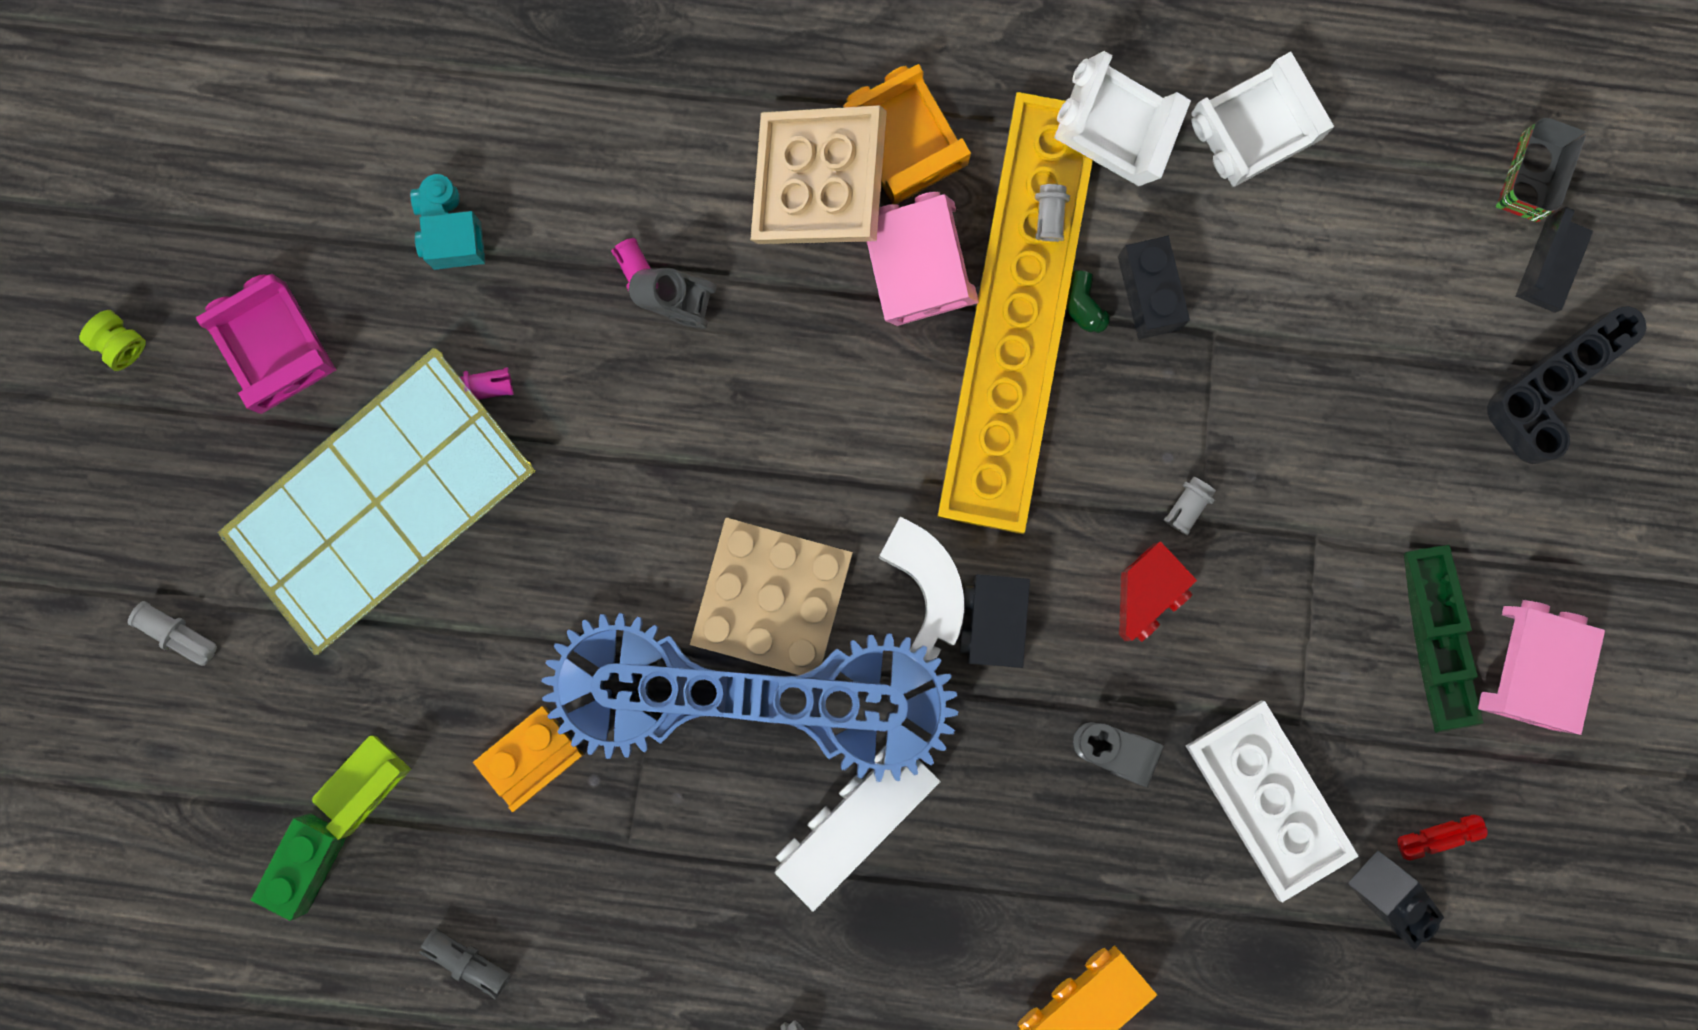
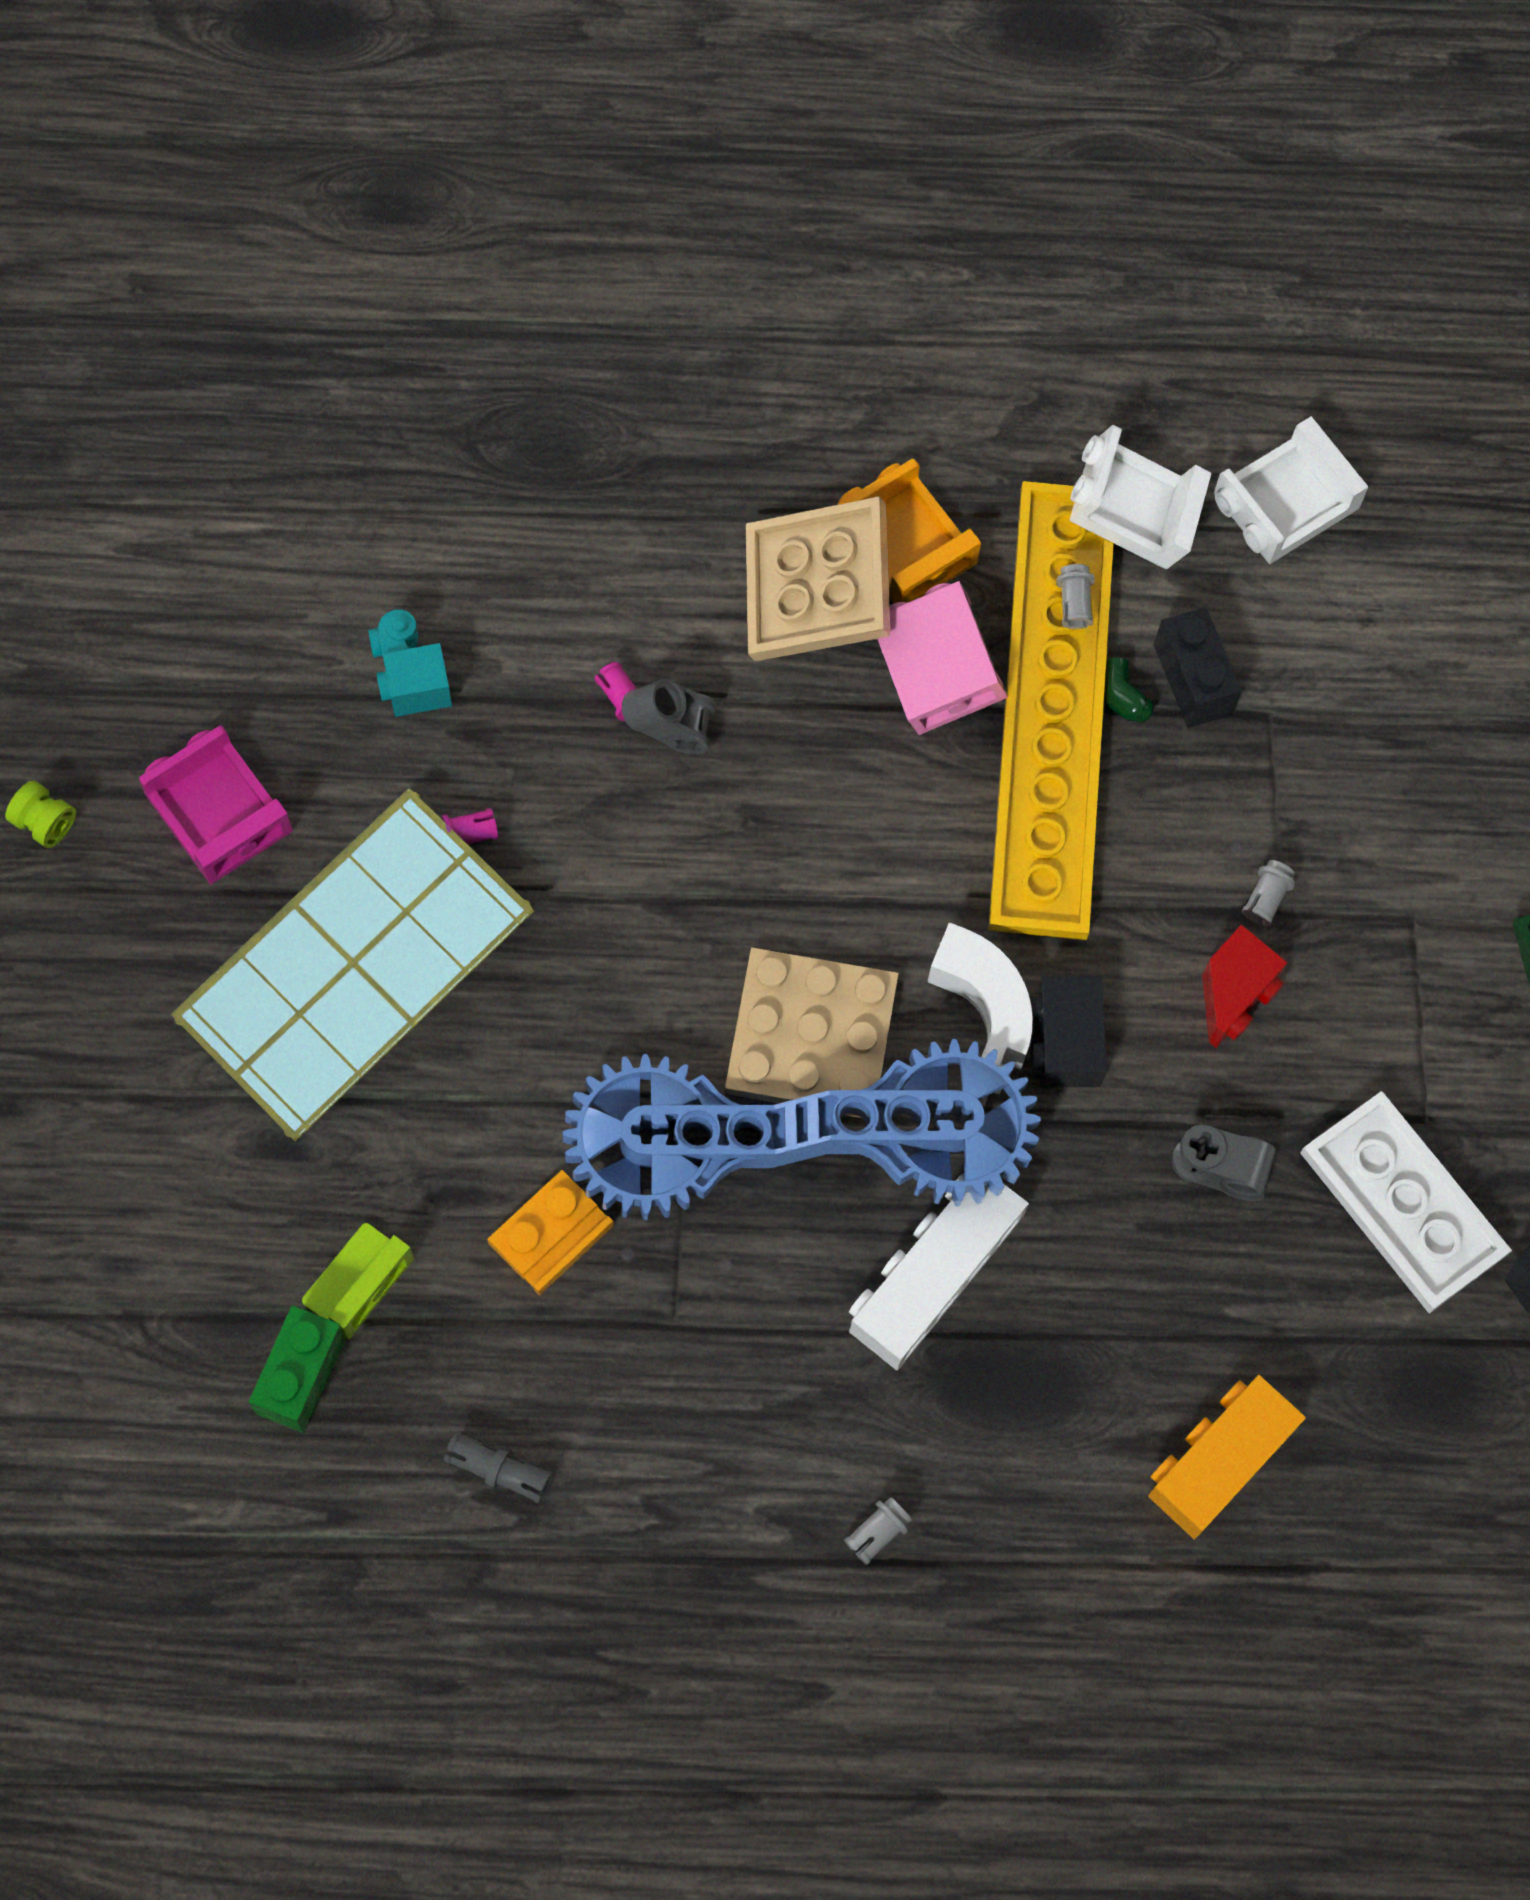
camera: 10 degrees left, 15 degrees down
(172, 633) = (127, 1127): light grey axle -> none

